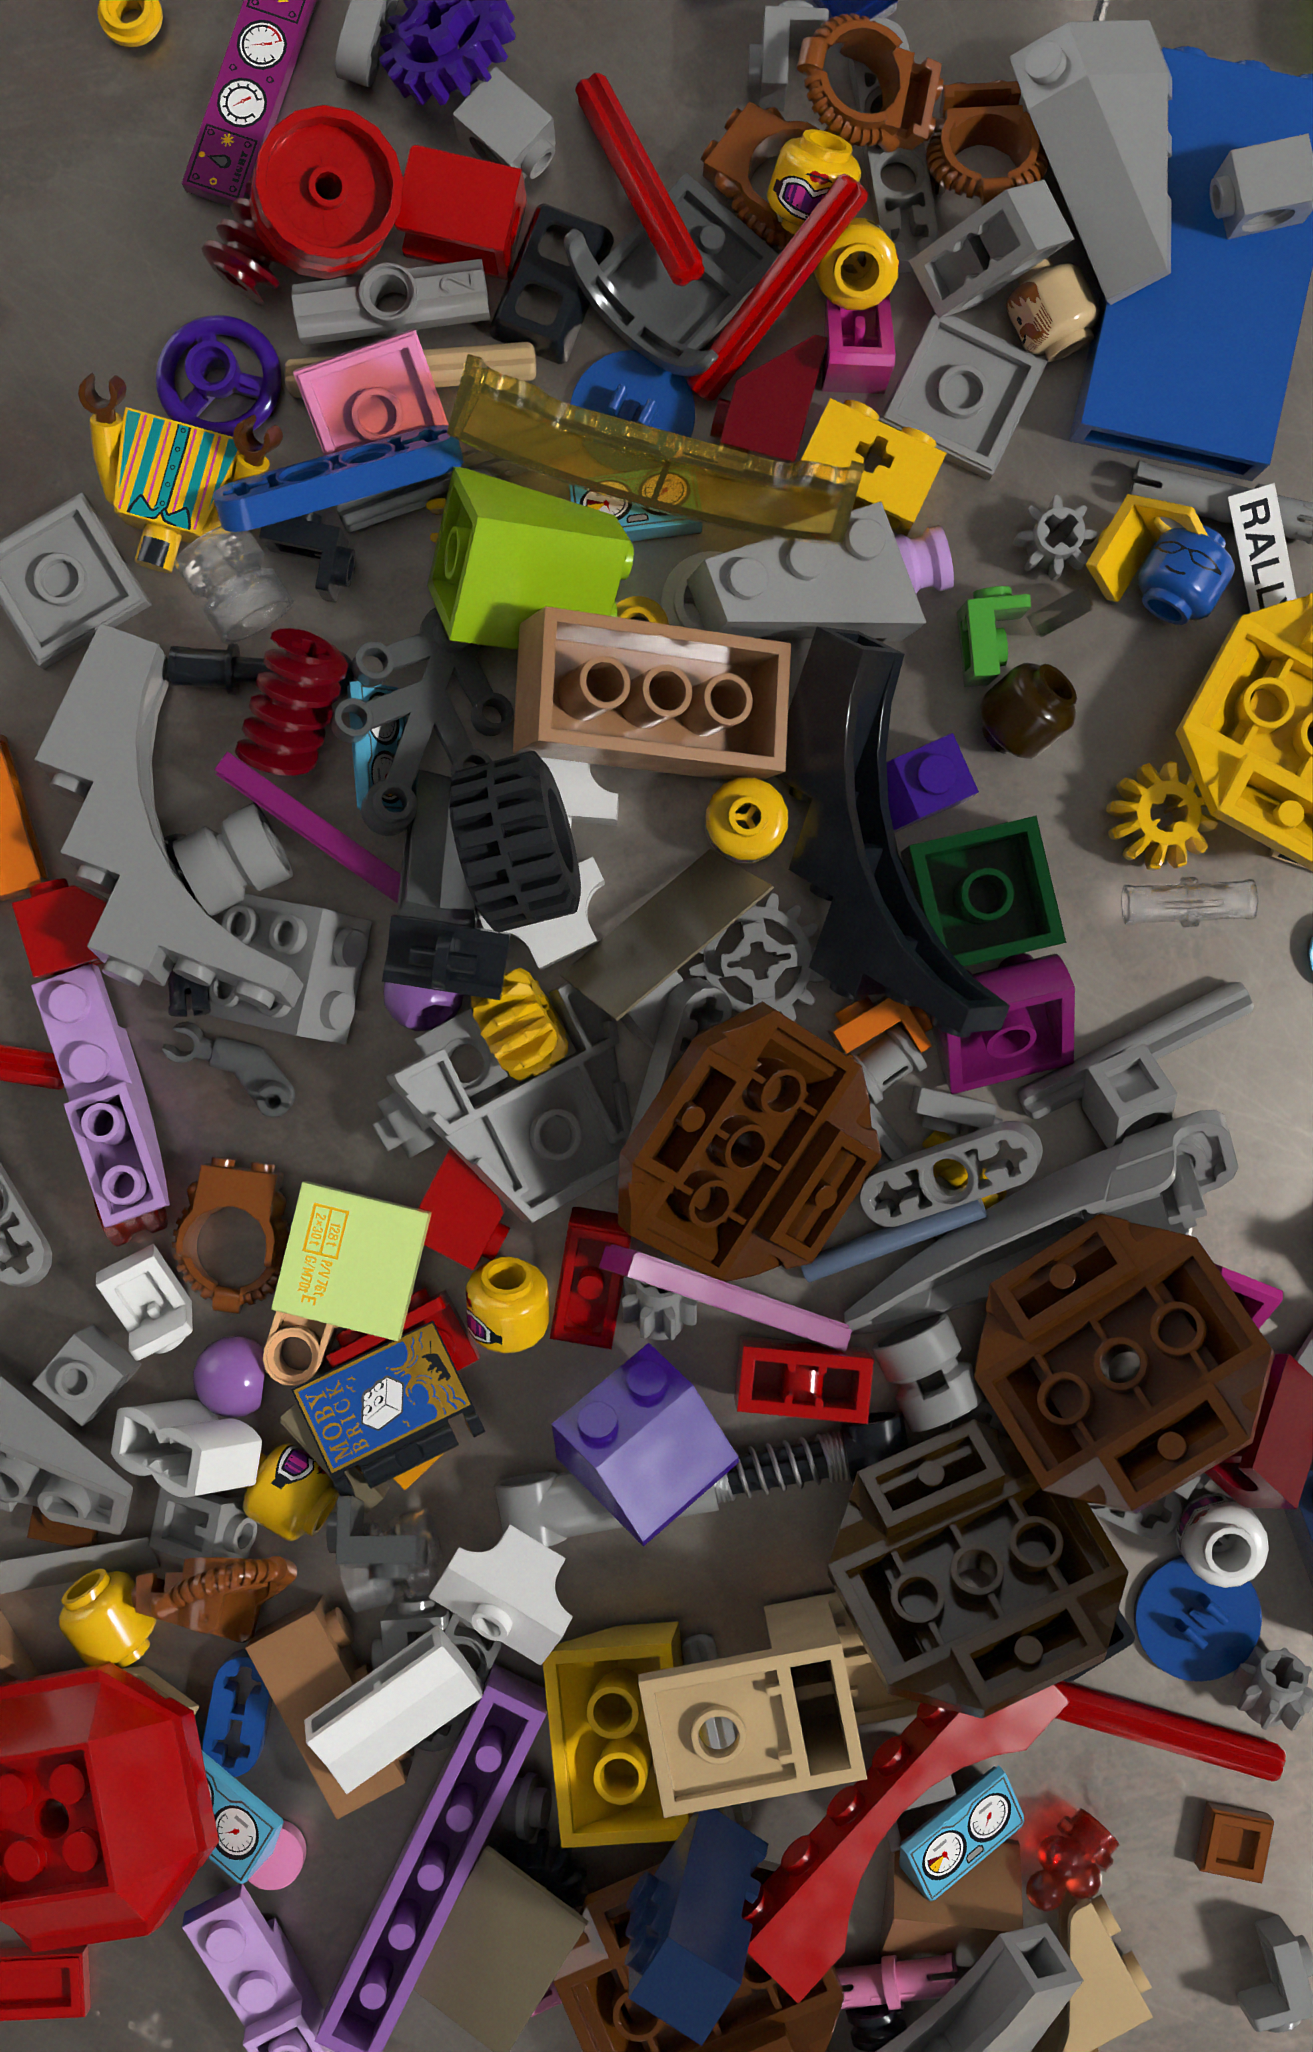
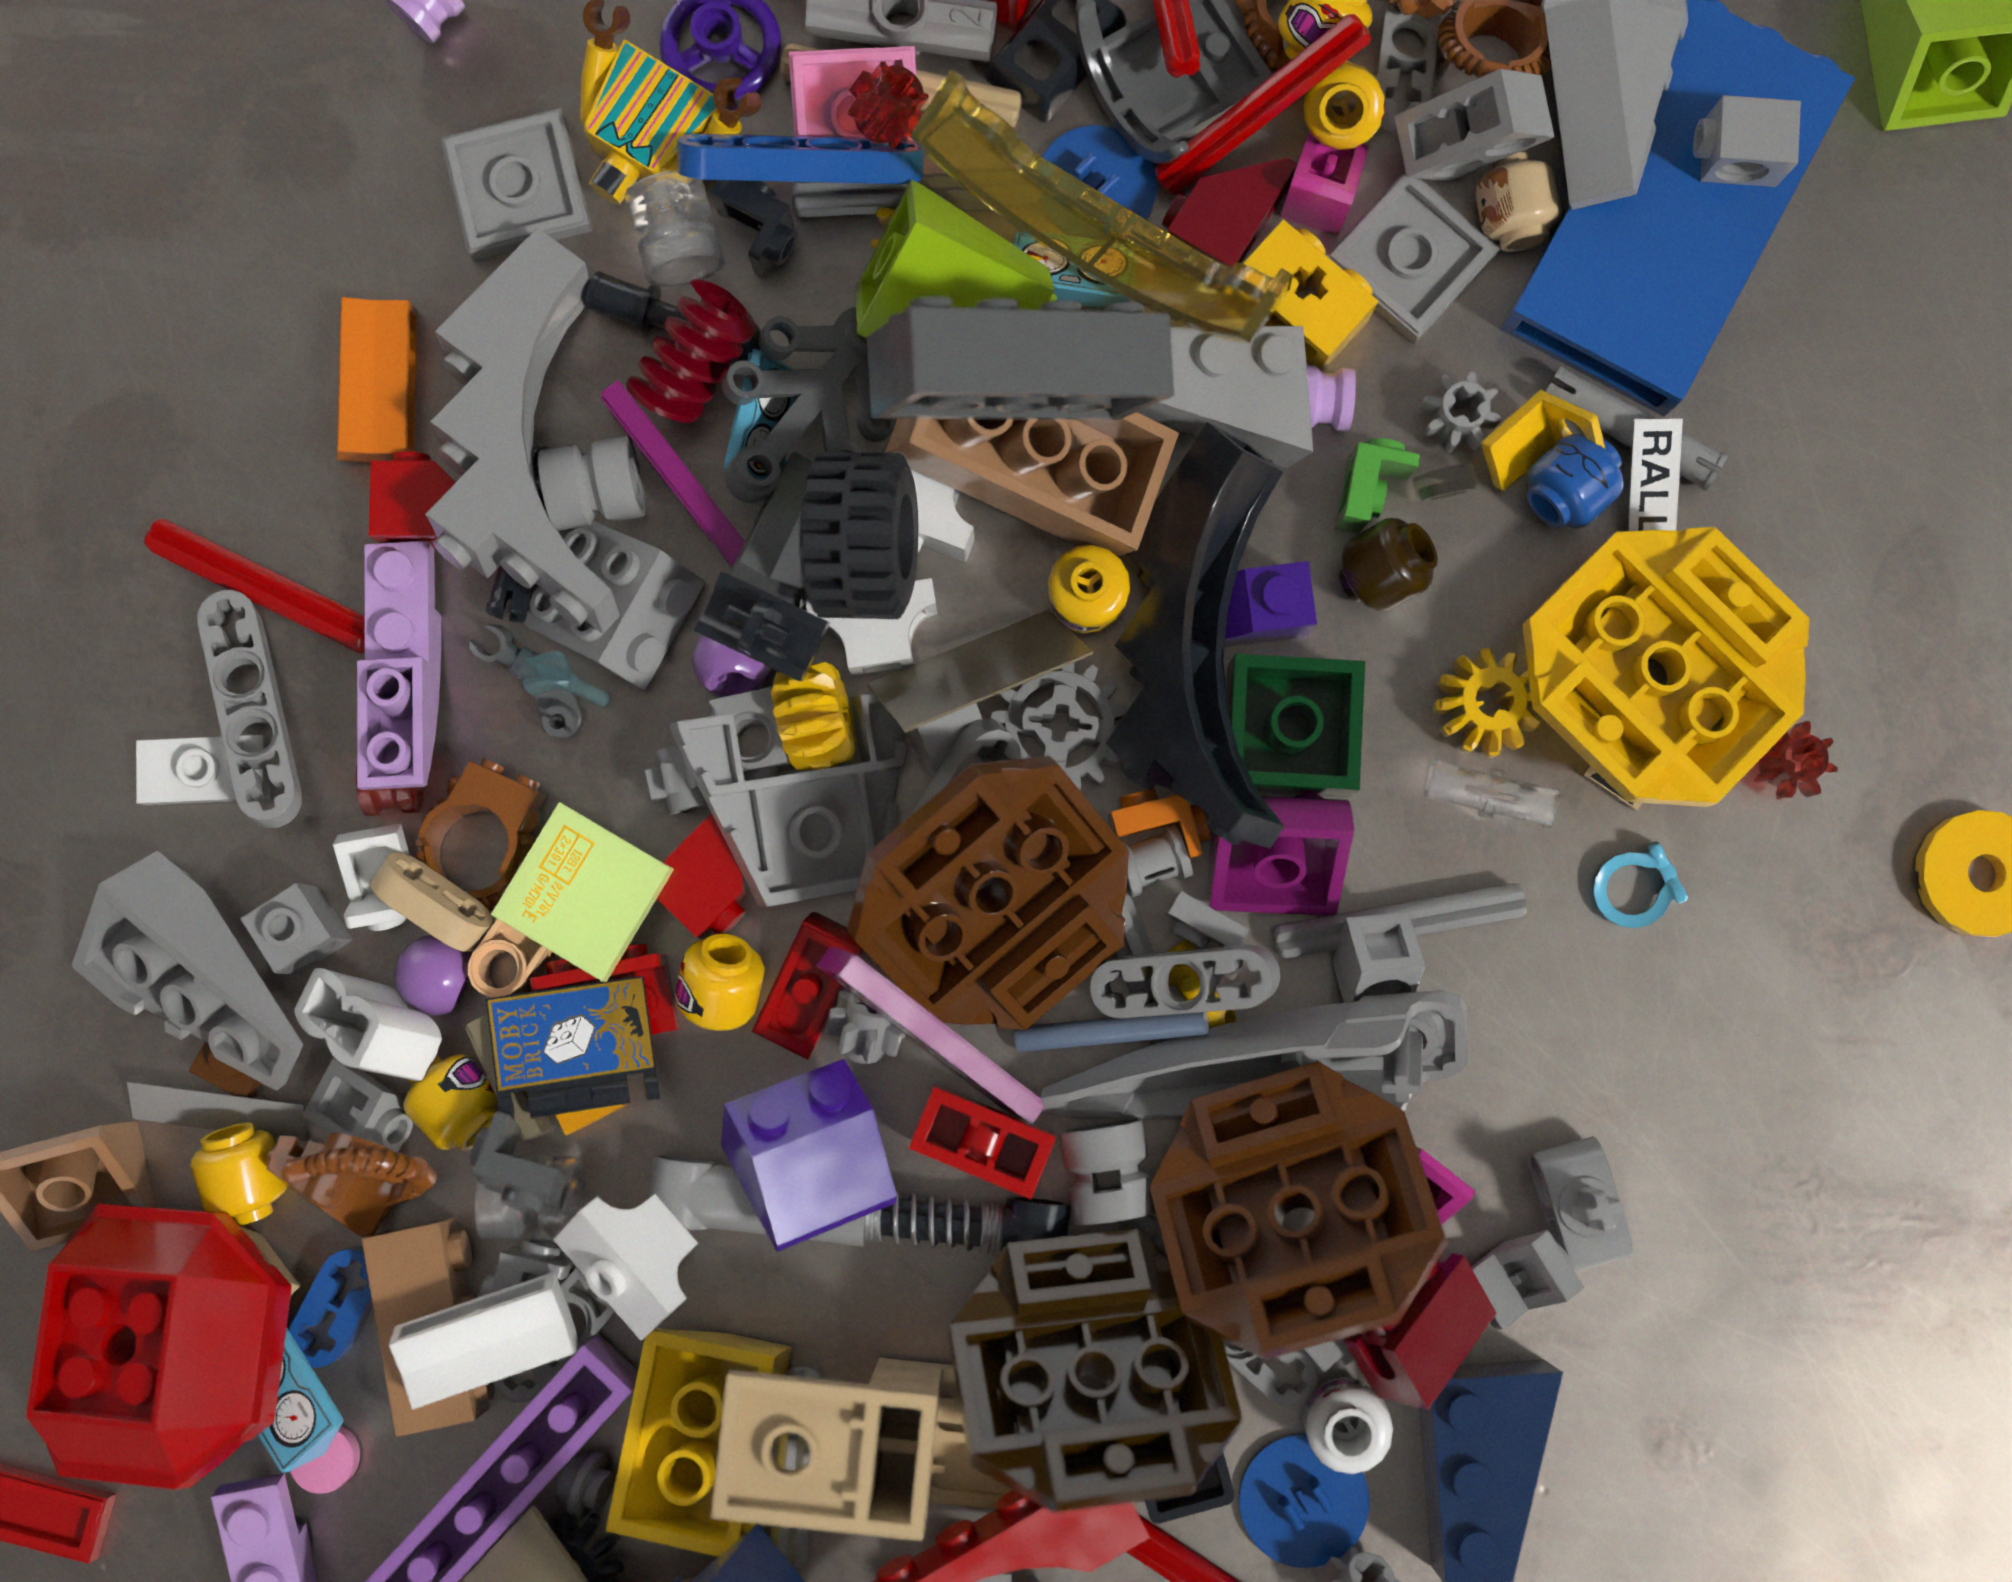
camera: 25 degrees right, 5 degrees down
(208, 1311) = (431, 902): none -> tan beam
(258, 1057) = (555, 674): none -> clear light blue hand
(409, 398) = (887, 103): none -> clear red gear
(623, 630) = (1019, 362): none -> dark grey brick

